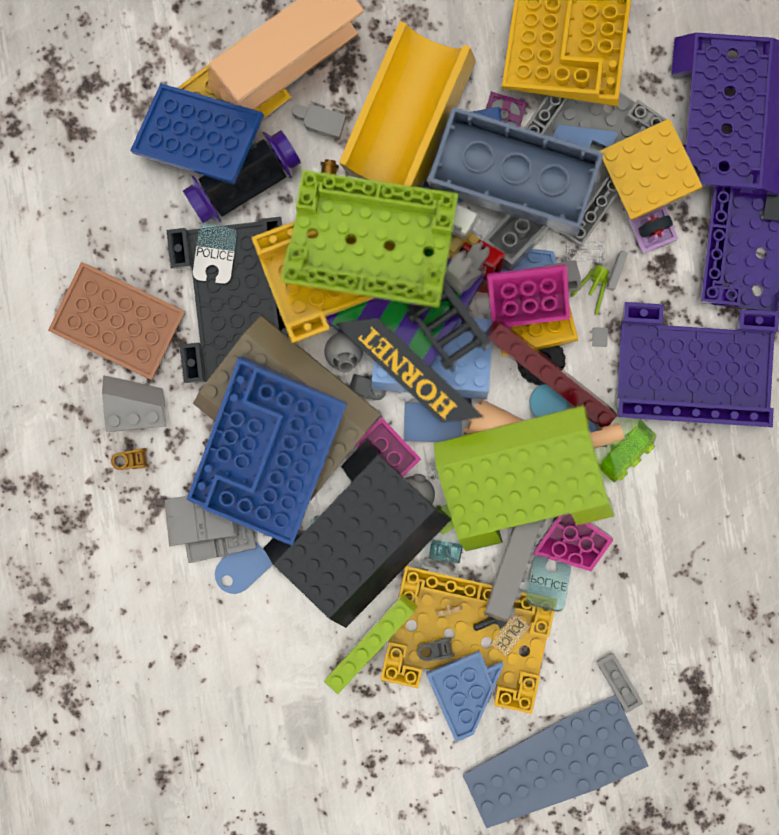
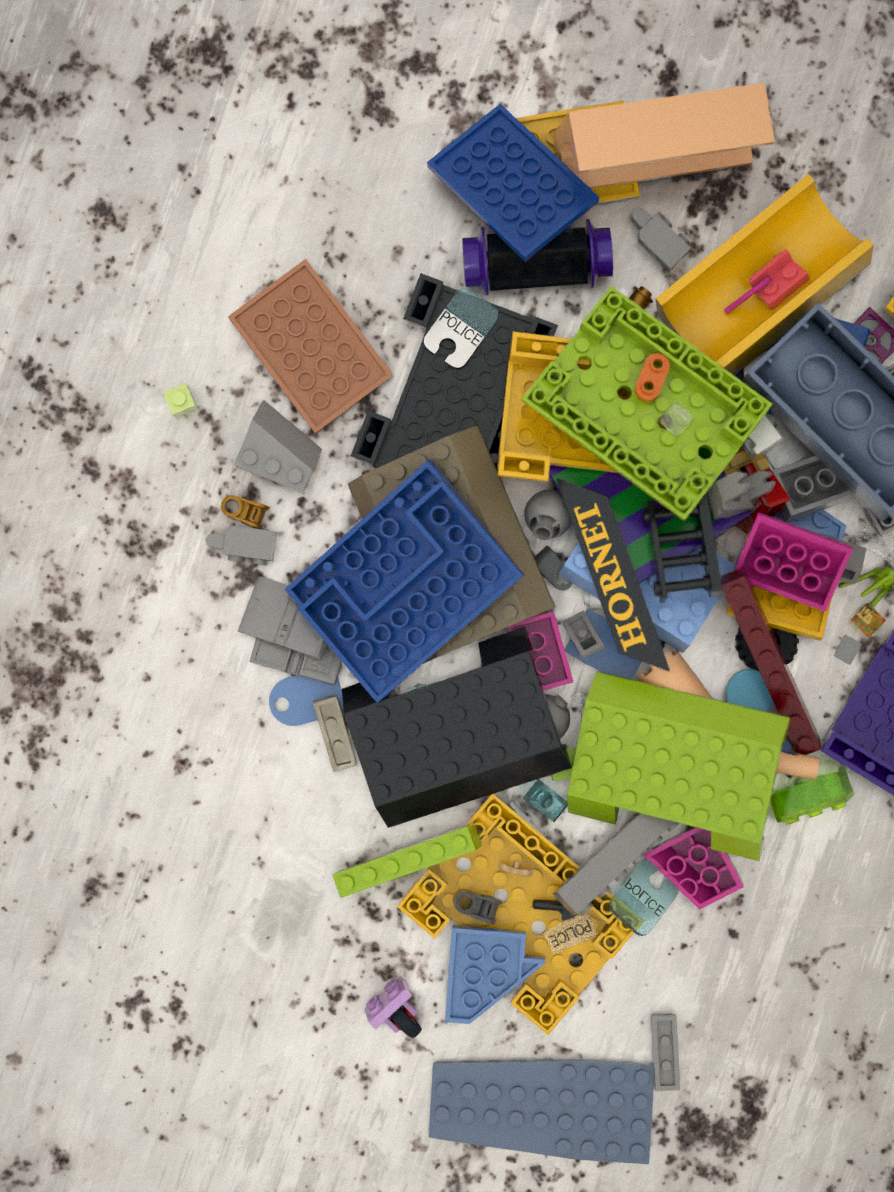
camera: 35 degrees right, 0 degrees up
(45, 406) = (180, 400): none -> yellowish green brick
(142, 482) = (245, 543): none -> light grey hinge
(274, 581) = (334, 733): none -> plate
(364, 218) = (652, 376): none -> orange plate
(396, 239) = (676, 419): none -> clear tile
(402, 125) = (748, 294): none -> dark pink piece
(410, 422) = (583, 634): none -> light grey slope
(415, 752) = (394, 1004): none -> lavender plate
(417, 105) = (786, 278): none -> coral bracket
(603, 309) = (868, 620): none -> clear yellow tile

